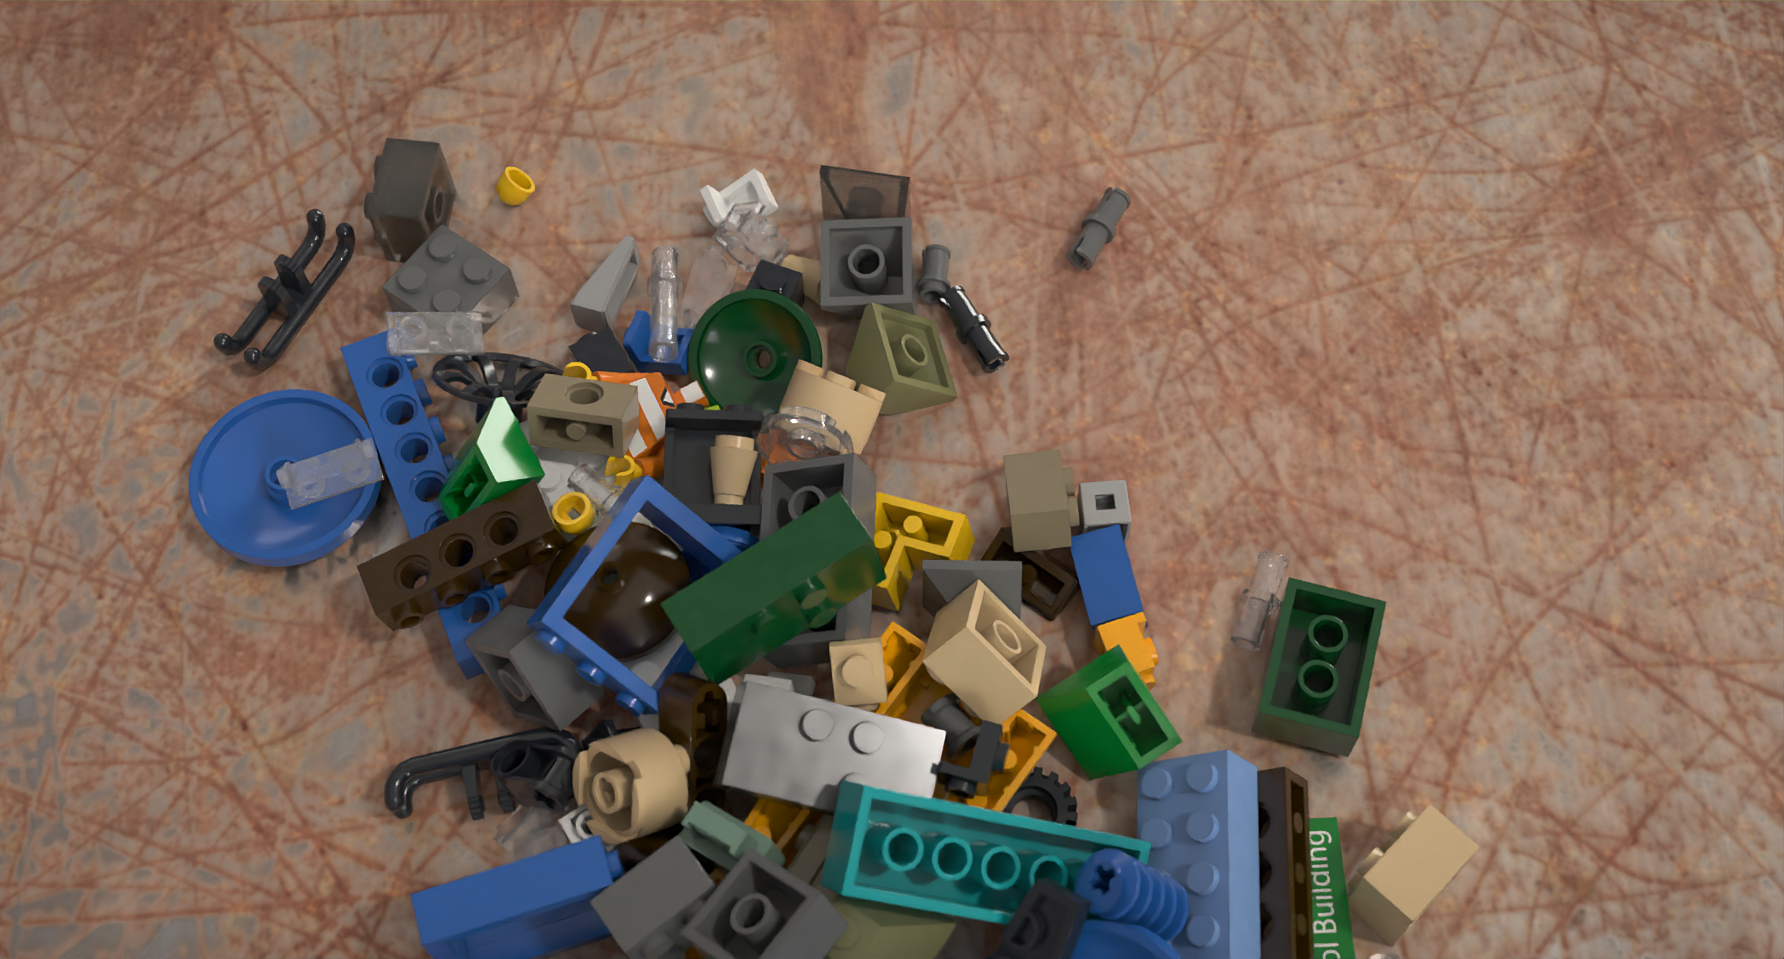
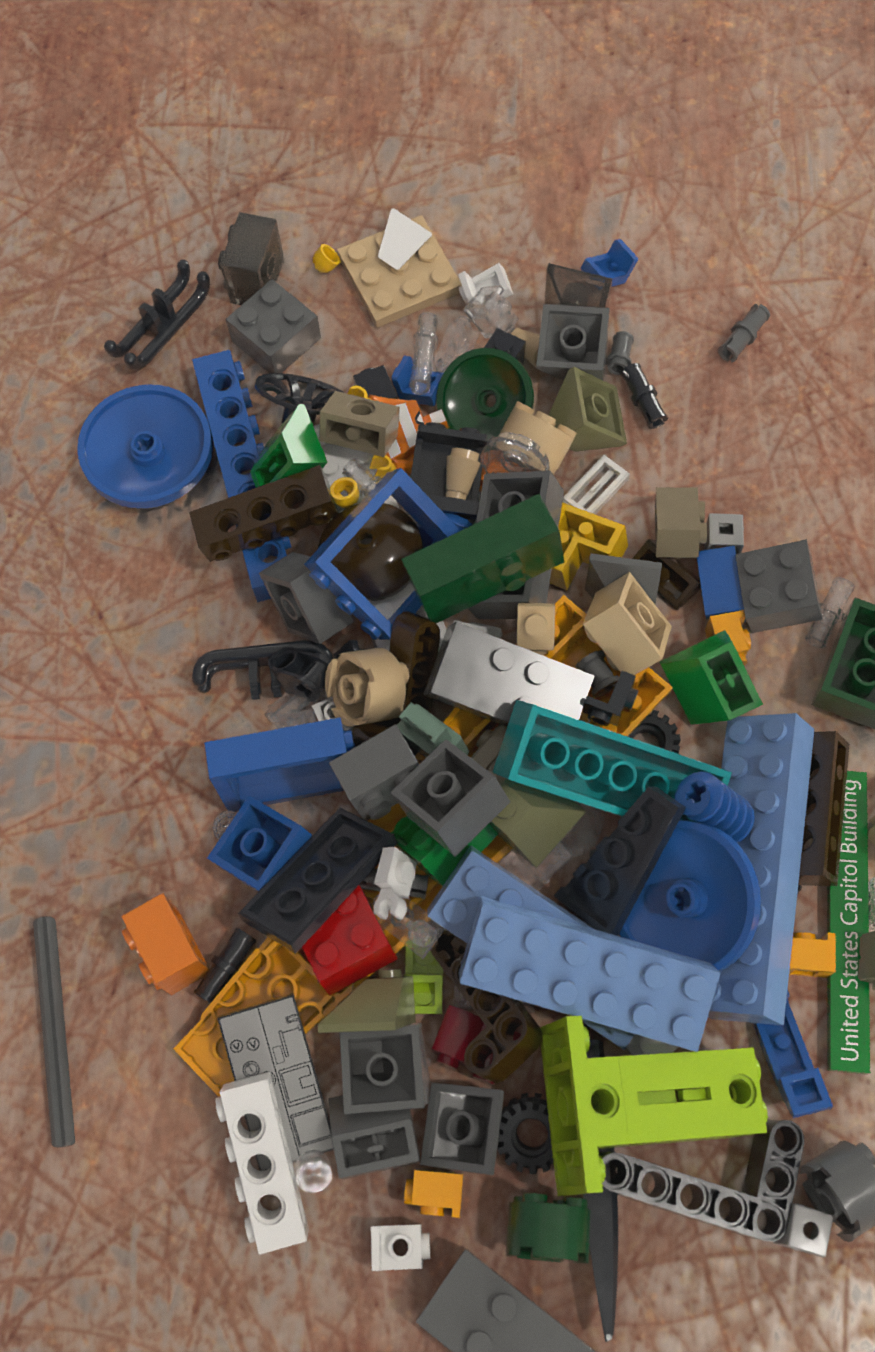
camera: 10 degrees right, 5 degrees up
(330, 473) = (176, 446): clear hinge -> none
(434, 333) = (259, 355): clear hinge -> none
(604, 293) = (383, 339): light grey slope -> none
(616, 149) = (401, 239): none -> white sticker
(618, 188) = (397, 293): none -> tan plate
(910, 156) = (614, 264): none -> blue bracket
(944, 434) = (610, 491): none -> white tile
(1185, 573) = (779, 586): none -> dark grey brick

